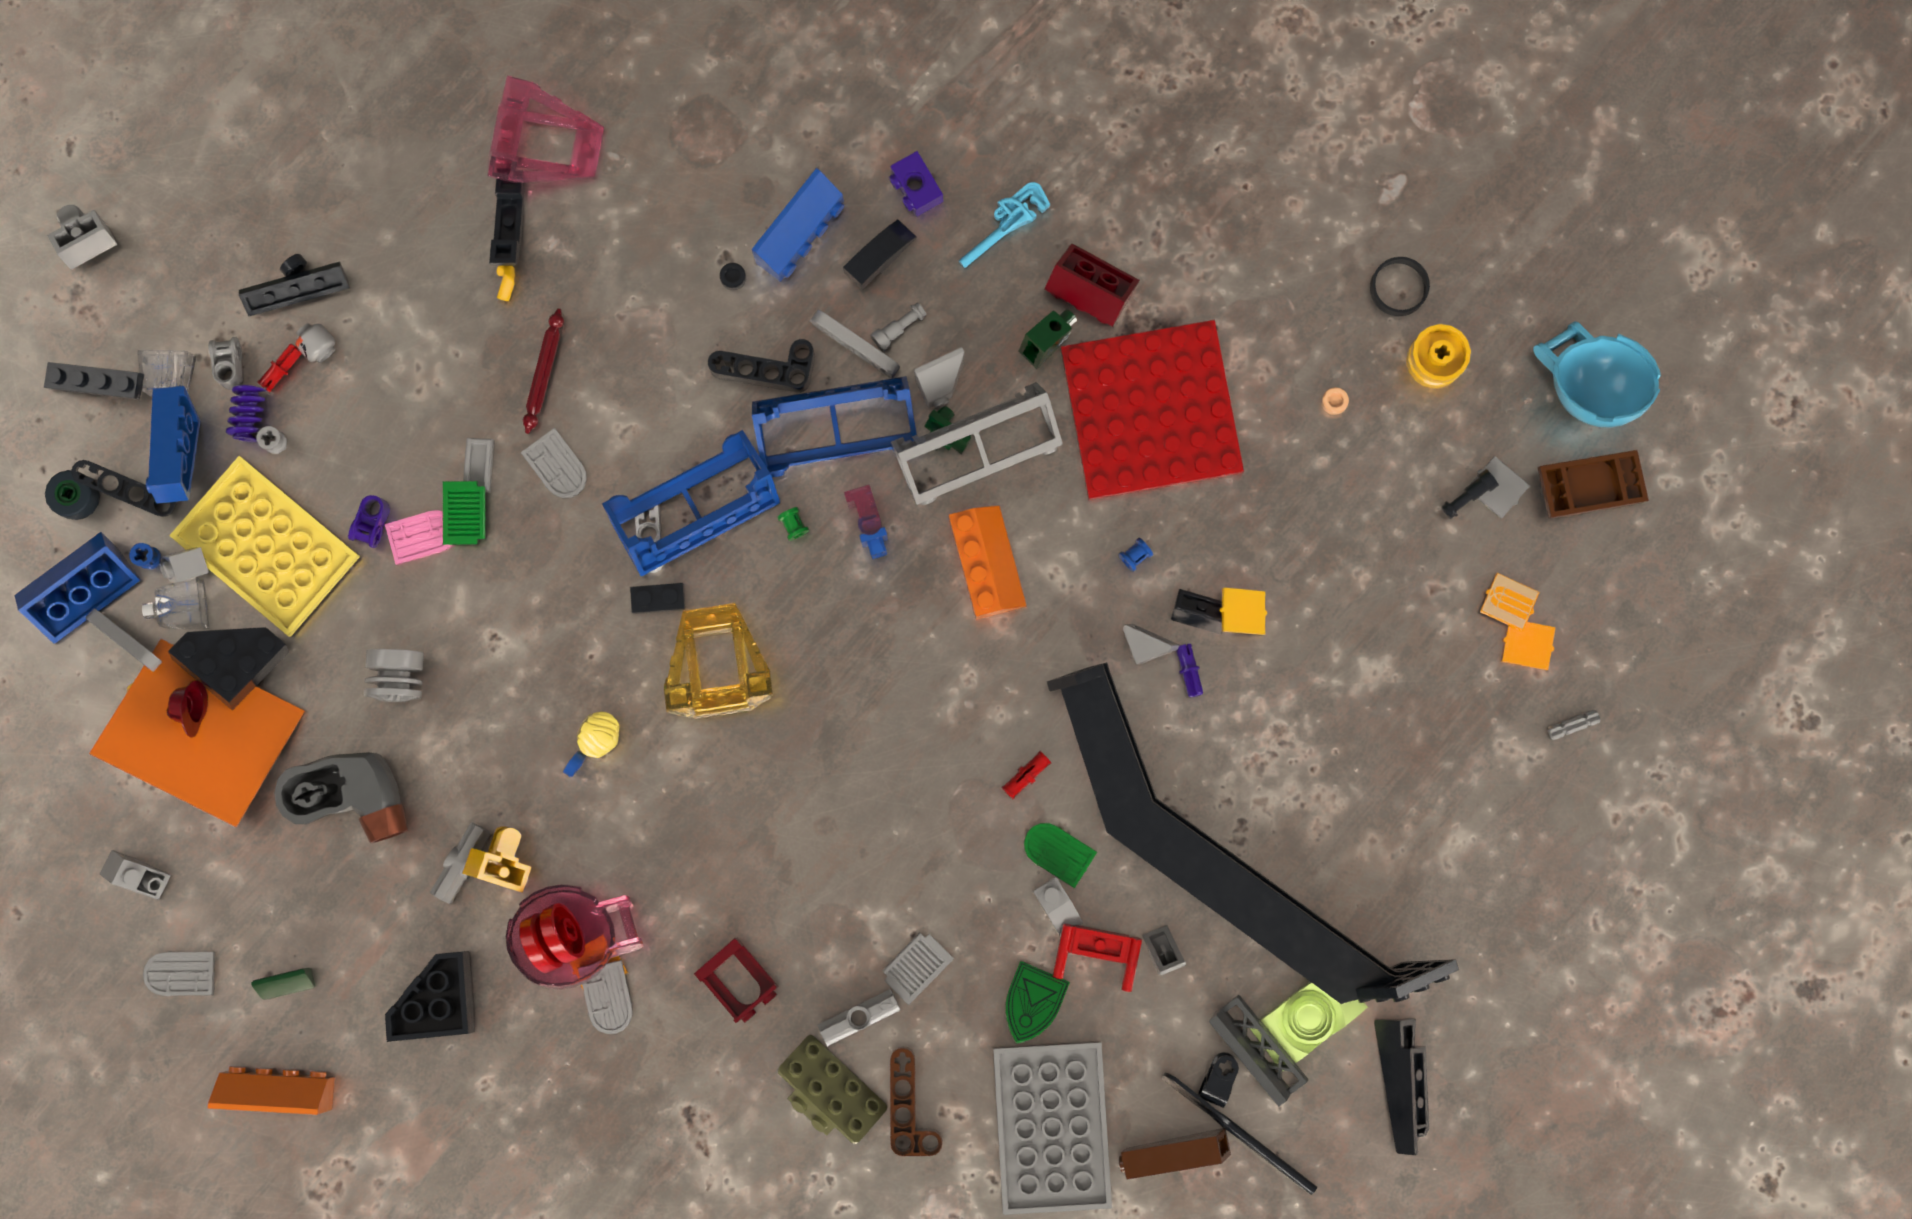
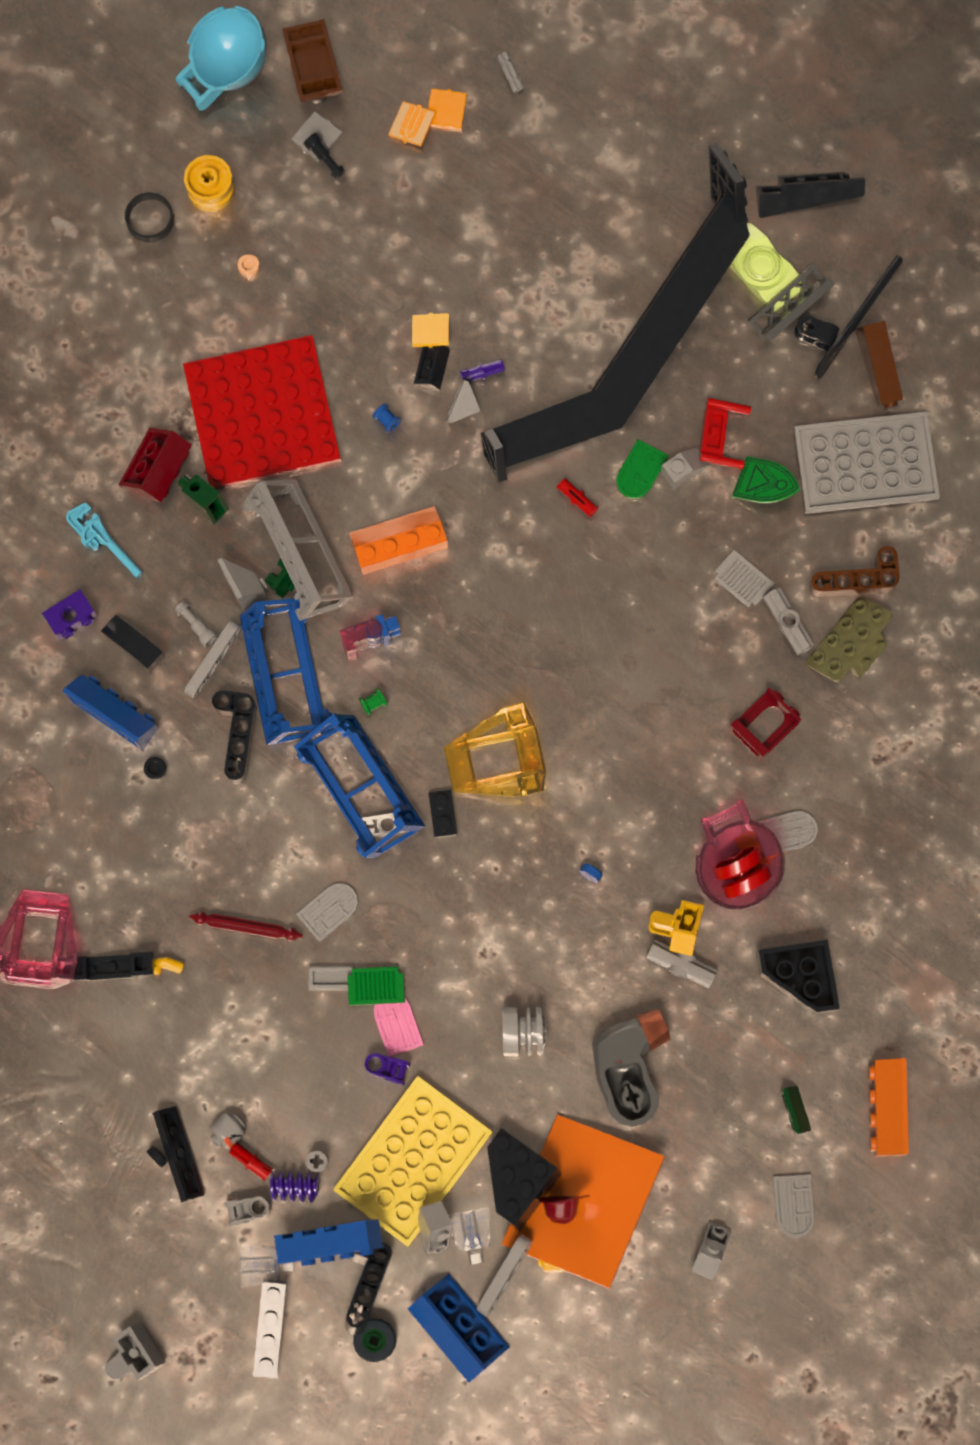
camera: 90 degrees left, 5 degrees down
(137, 556) = (419, 1267): blue bush -> none
(598, 734) = (563, 855): light yellow hair -> none
(1163, 950) = (716, 380): light grey slope -> none

